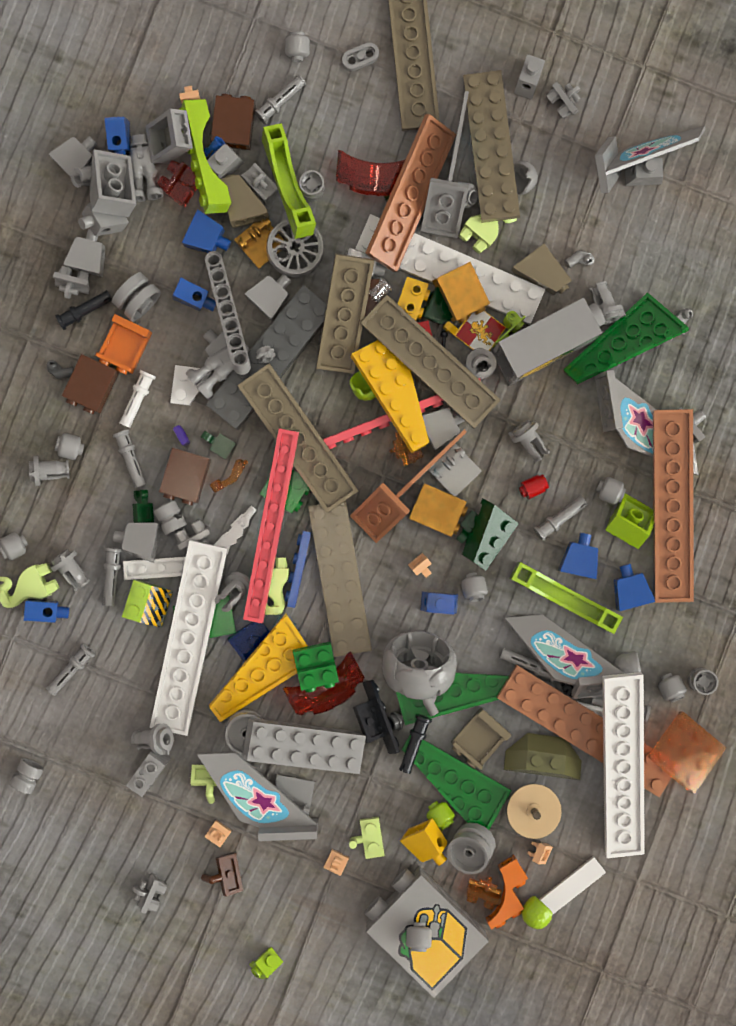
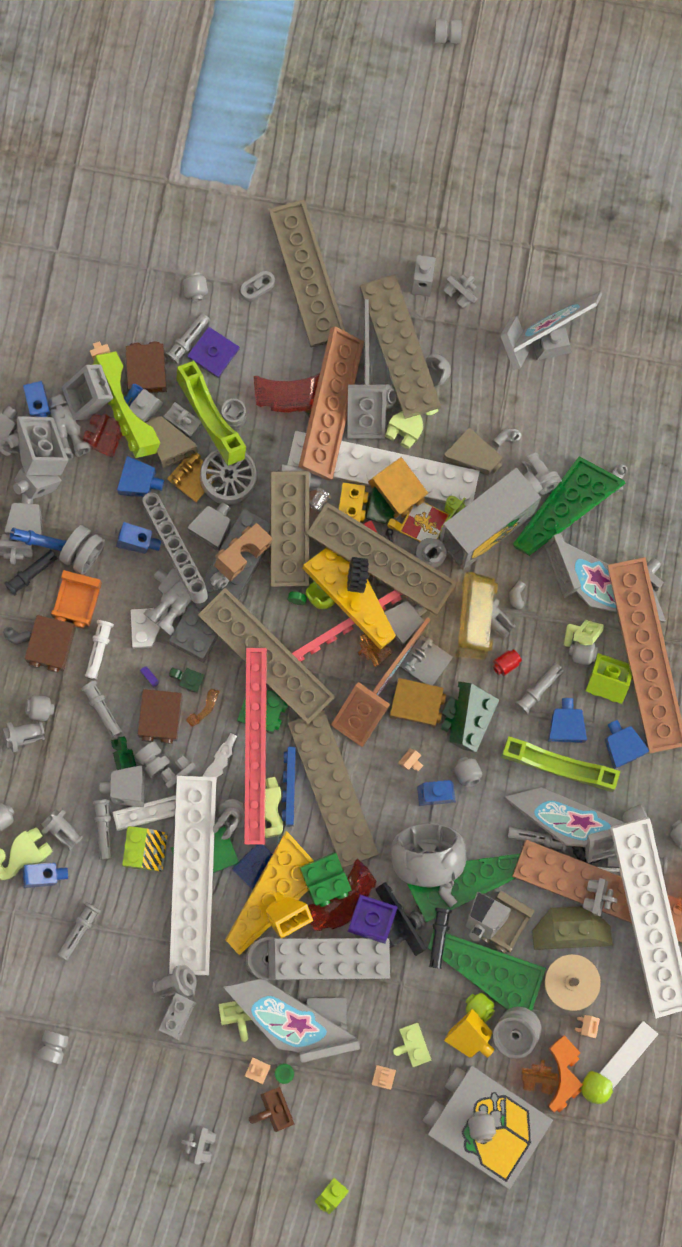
camera: 10 degrees left, 10 degrees down
(86, 275) = (31, 537): none -> blue pin
(242, 840) = (284, 1073): none -> green tile
(271, 698) = (288, 916): none -> yellow torso
(303, 117) = (213, 352): none -> dark purple plate
(306, 320) = (253, 540): none -> medium nougat arch
(340, 384) = (297, 598): none -> green tile
(353, 715) = (372, 919): none -> dark purple plate
(403, 375) = (357, 575): none -> black tyre
(462, 733) = (486, 917): none -> light grey torso
(513, 436) = (476, 616): none -> clear yellow windscreen
(555, 421) = (515, 596): none -> light grey arm
(572, 743) = (600, 888): none -> light grey hips
(617, 474) = (584, 634): none -> yellowish green plate

